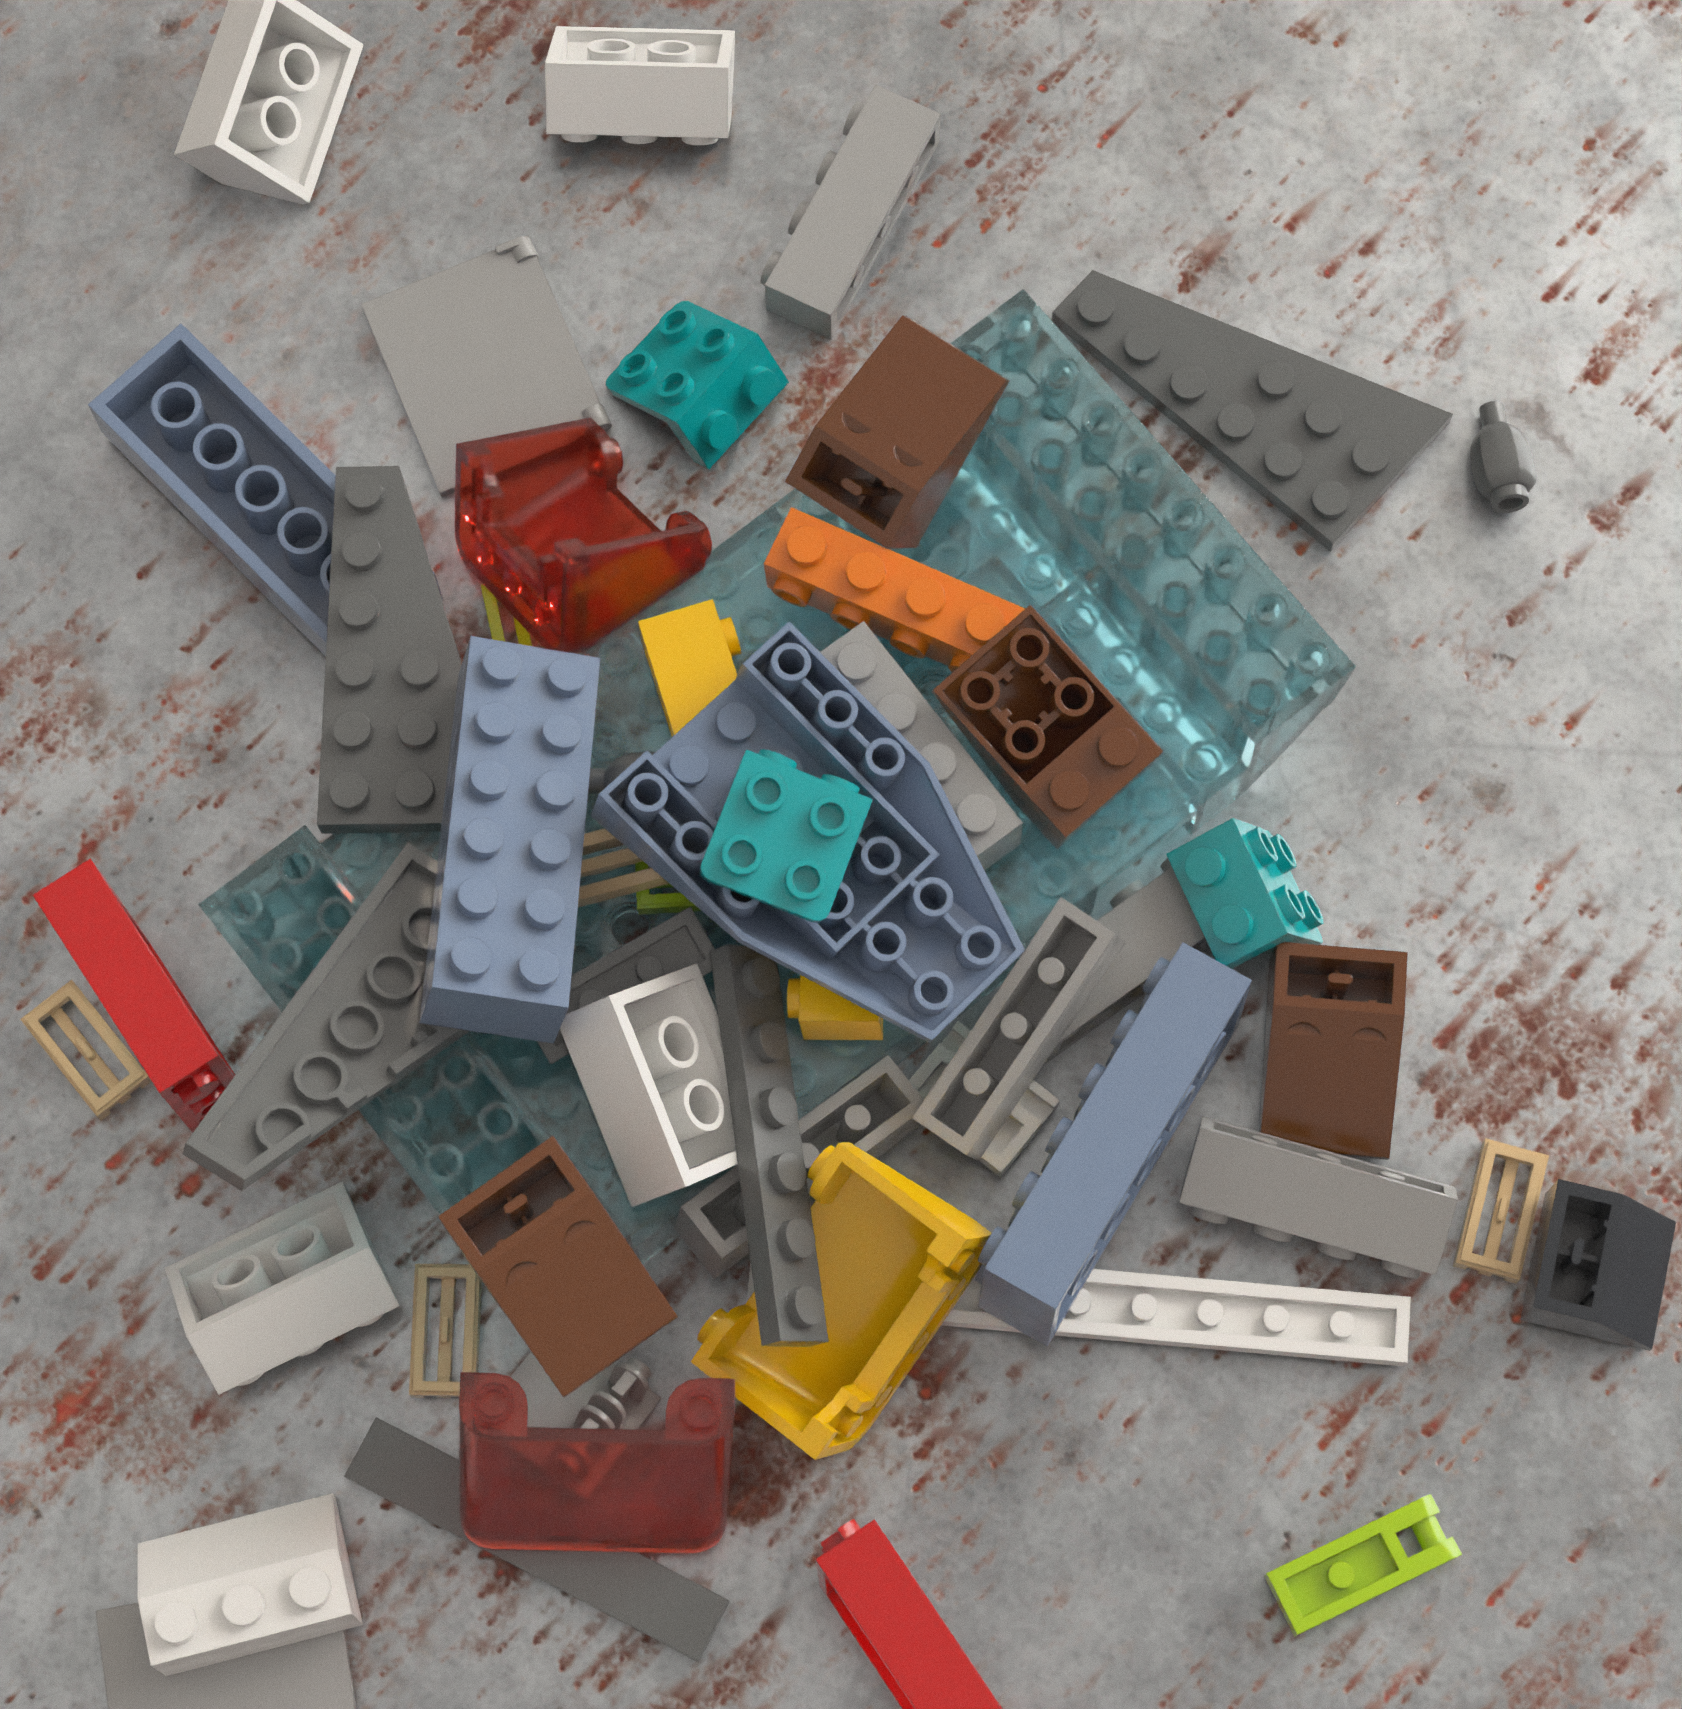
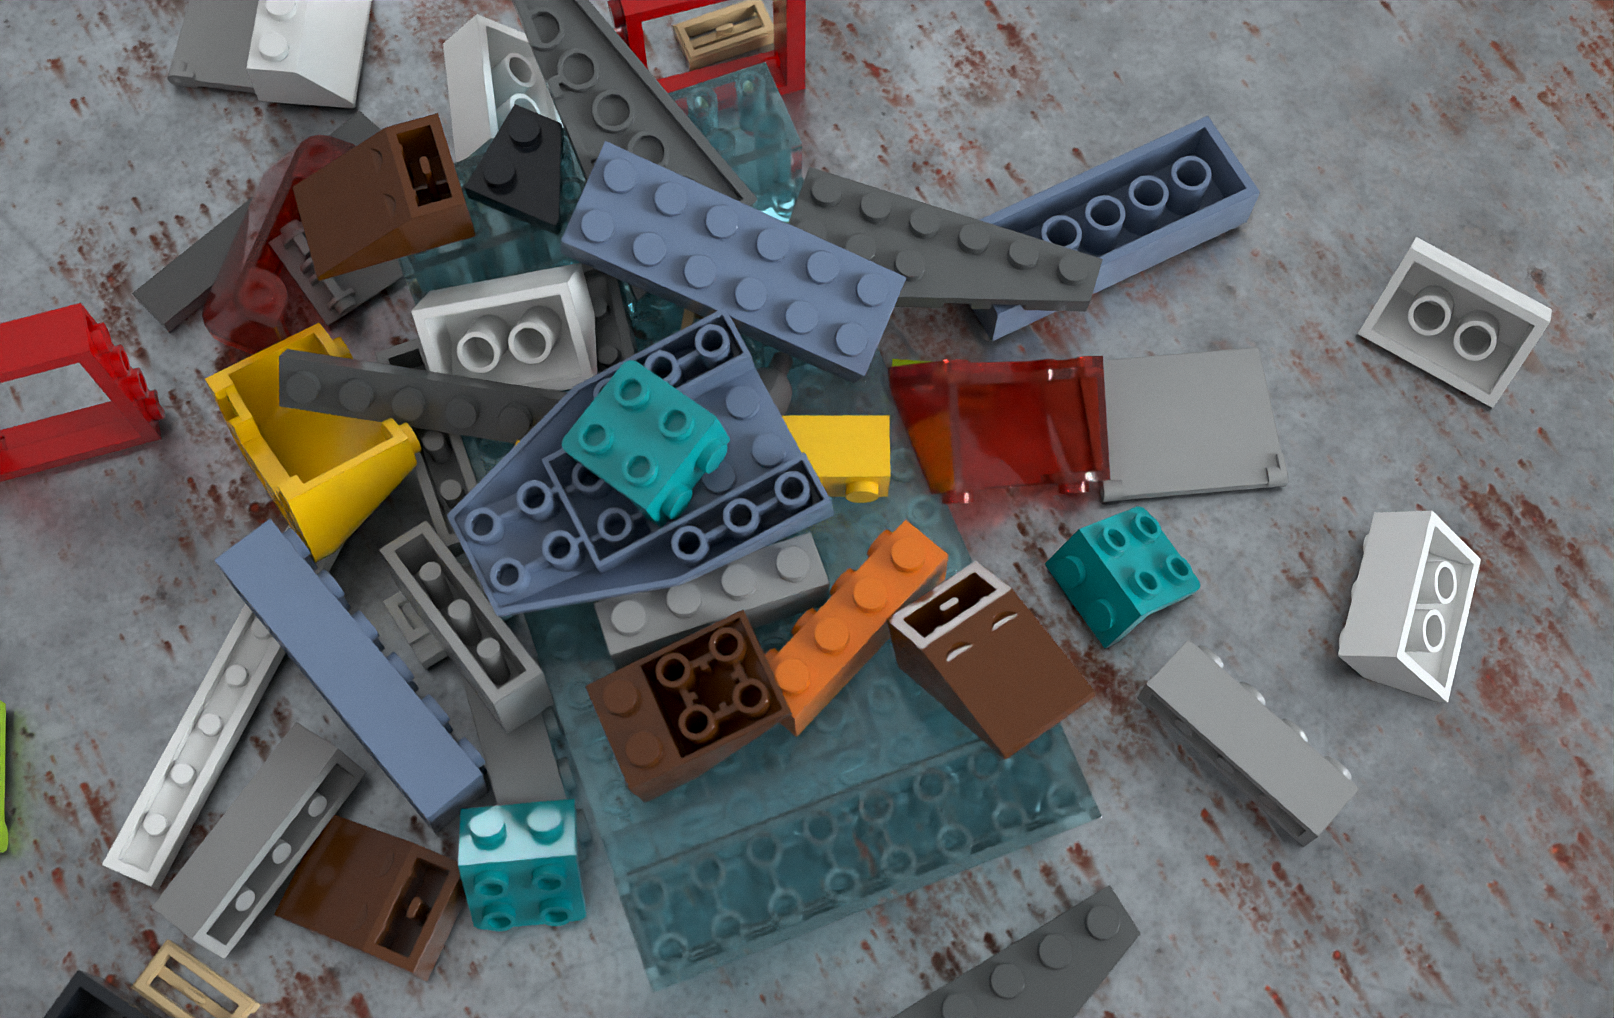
camera: 105 degrees right, 5 degrees down
(449, 1128) = (523, 170): none -> black wing

